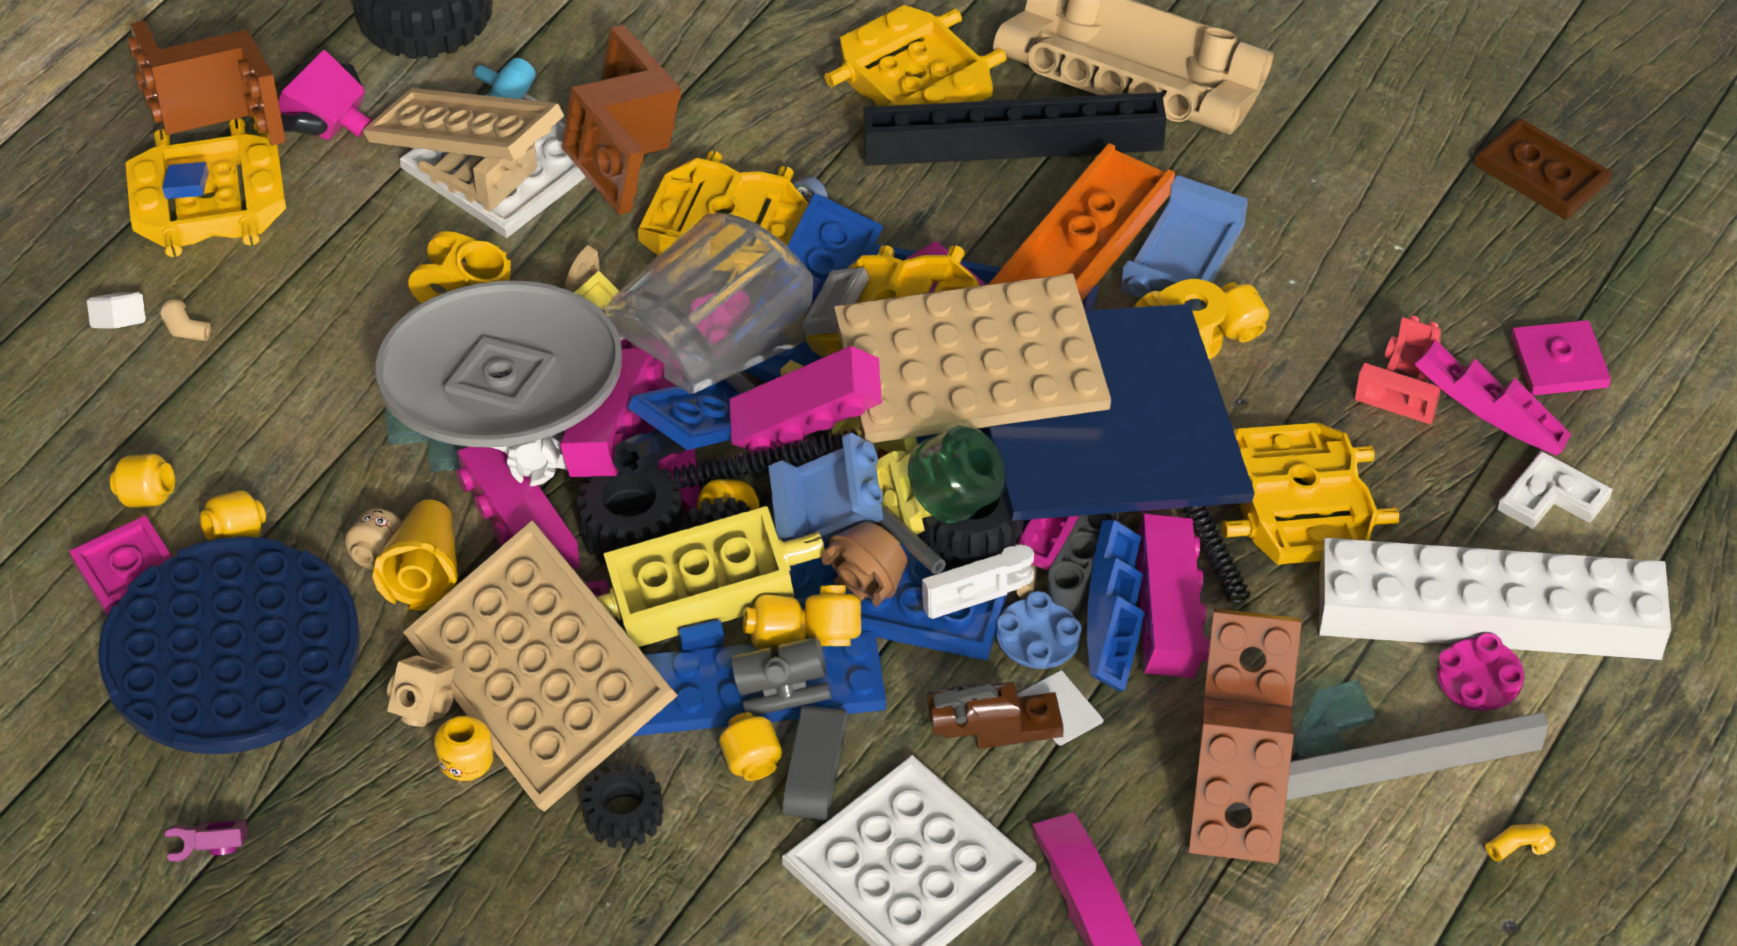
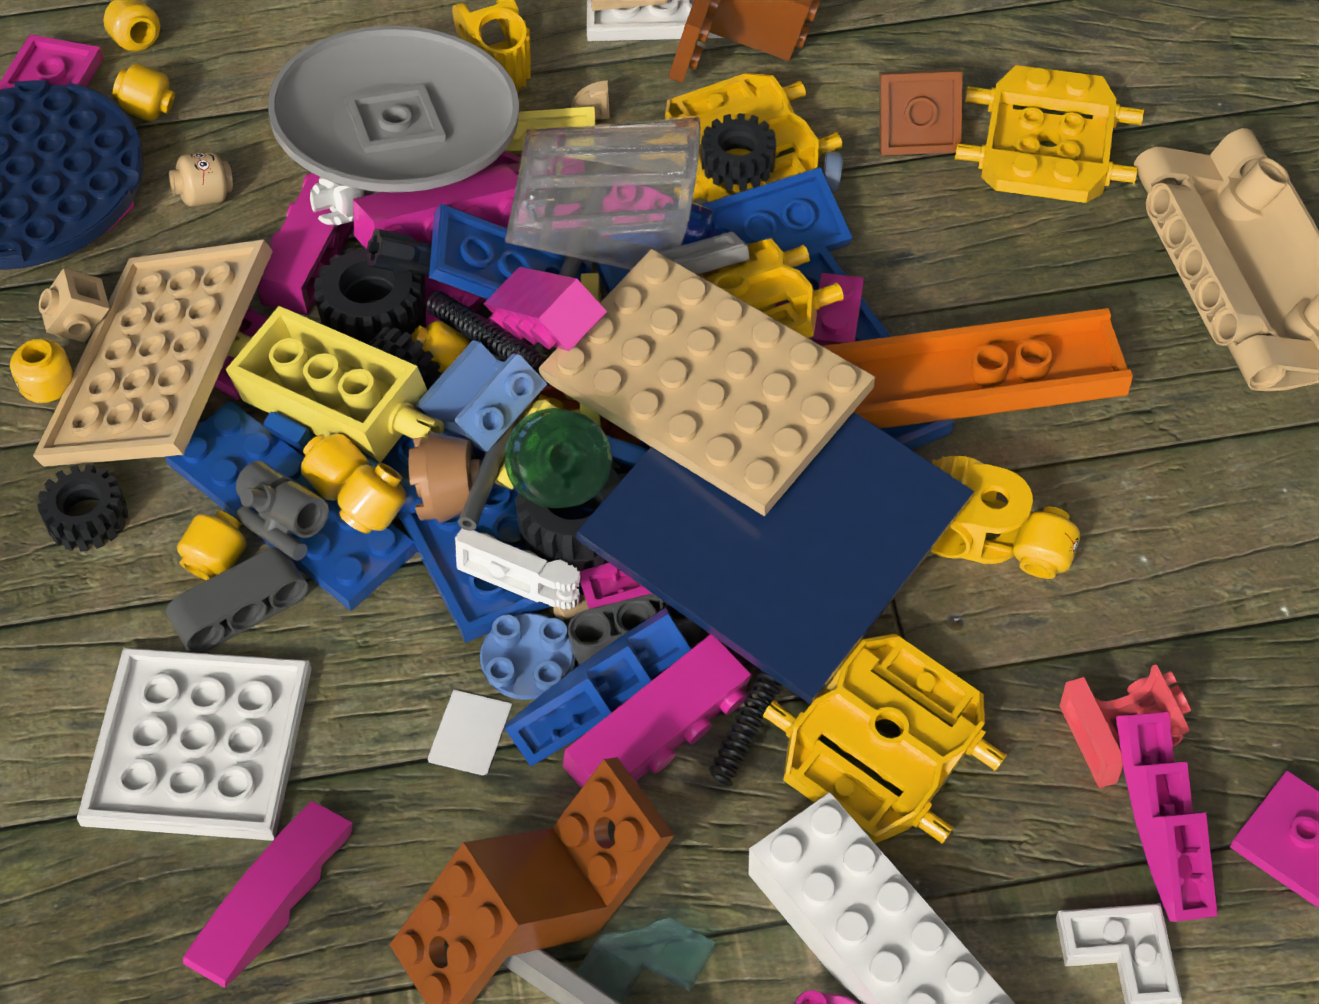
camera: 50 degrees right, 5 degrees up
(421, 561) = (206, 209): yellow cone -> none
(761, 205) = (738, 135): none -> black tyre
(824, 111) = (920, 111): none -> dark orange tile
(994, 714) = (398, 686): reddish brown plate -> none
(1013, 128) = (1061, 242): black brick -> none
(1187, 239) = (1084, 450): medium blue panel -> none

